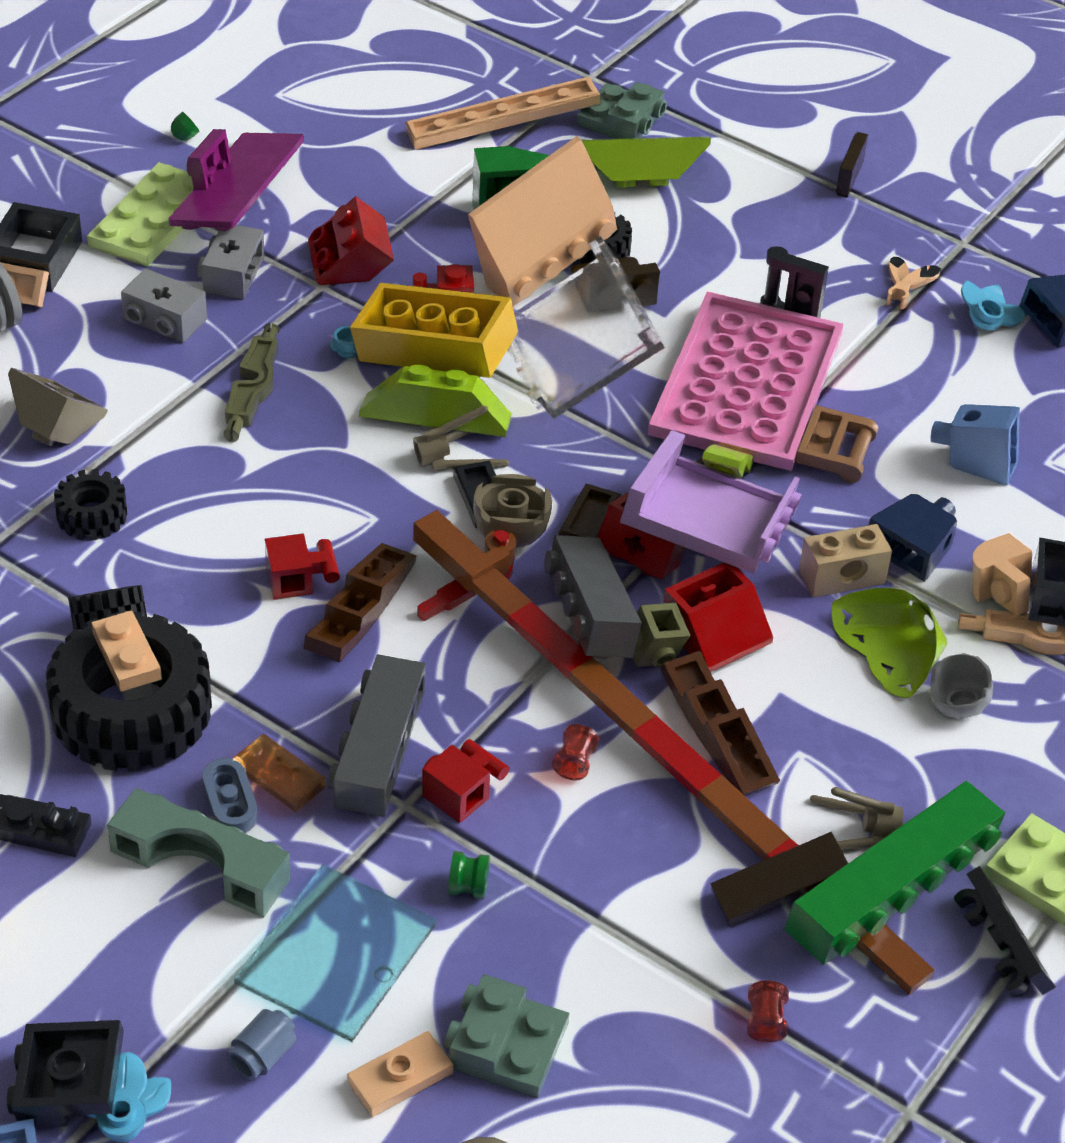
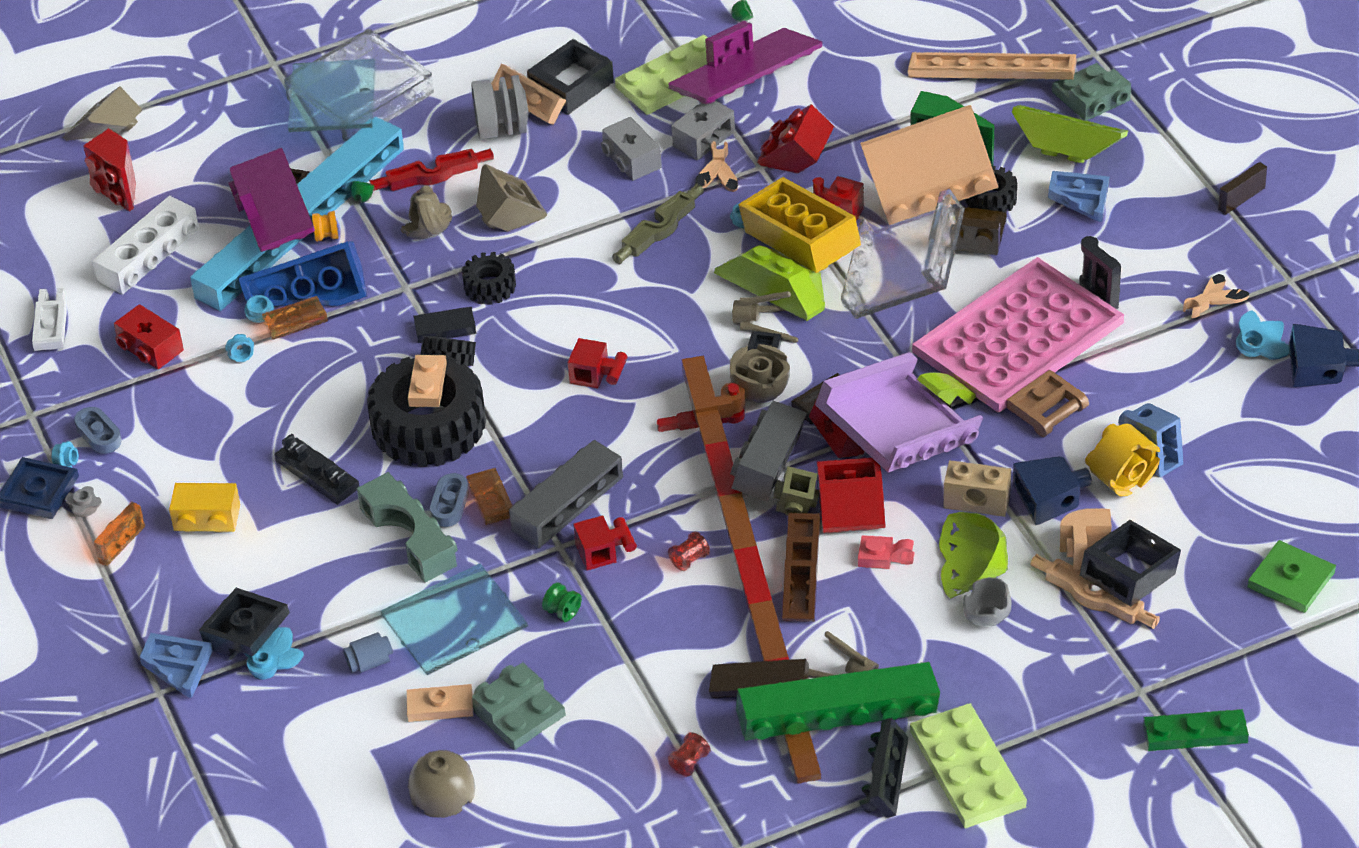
camera: 35 degrees right, 0 degrees up
(69, 578) = (445, 323): none -> black tile
(276, 300) = (718, 168): none -> light nougat piece
(360, 603) = (626, 401): reddish brown slope -> none
(694, 214) = (1080, 192): none -> medium blue wing
(790, 674) = (881, 551): none -> coral plate
(978, 473) = (1123, 458): none -> yellow brick

